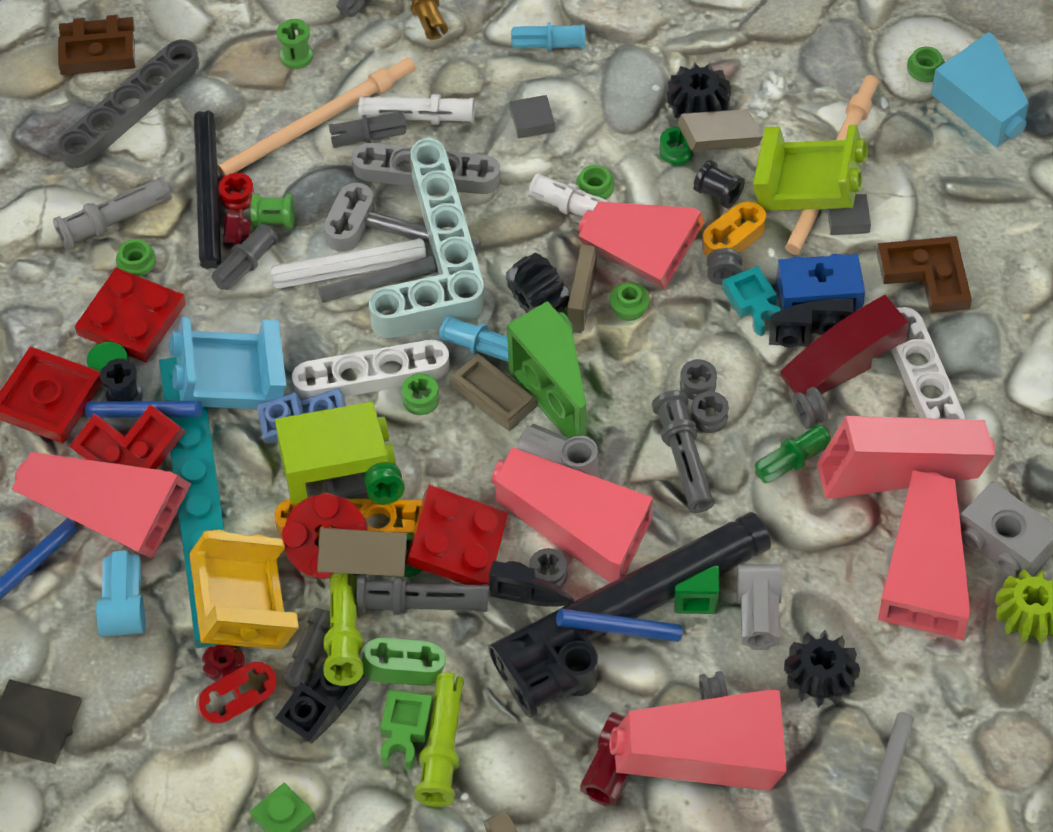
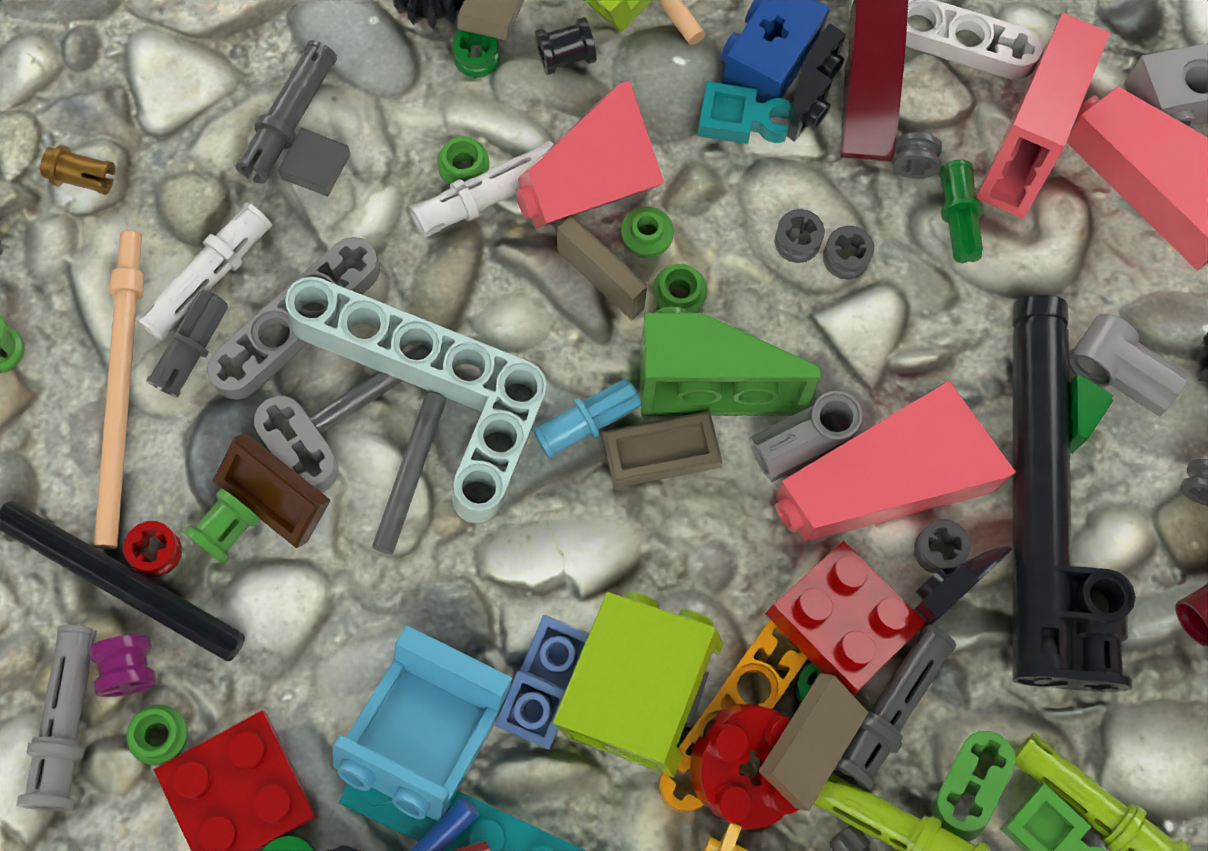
camera: 60 degrees left, 15 degrees up
(160, 217) = (122, 665): none -> magenta wheel
(236, 227) = (210, 584): dark red plate -> none
(244, 257) = (262, 603): dark grey axle -> none
(311, 219) = (271, 490): none -> reddish brown tile
(347, 263) = (363, 491): white axle -> none
(369, 364) = (534, 561): white beam -> none
(388, 474) = (731, 653): green bush -> none
(414, 384) = (615, 513): bright green bush -> none
(536, 282) = (576, 310): black gear -> none
(548, 36) = (220, 72): medium azure axle -> none
(550, 82) = (277, 128): none -> dark grey pin
(605, 330) = (680, 276): none -> bright green plate
(619, 625) = (1083, 525): blue bar -> none
(680, 434) = (949, 332): dark grey pin -> none
(723, 264) = (678, 112): dark grey bush -> none
(730, 228) = (643, 74): light orange beam -> none

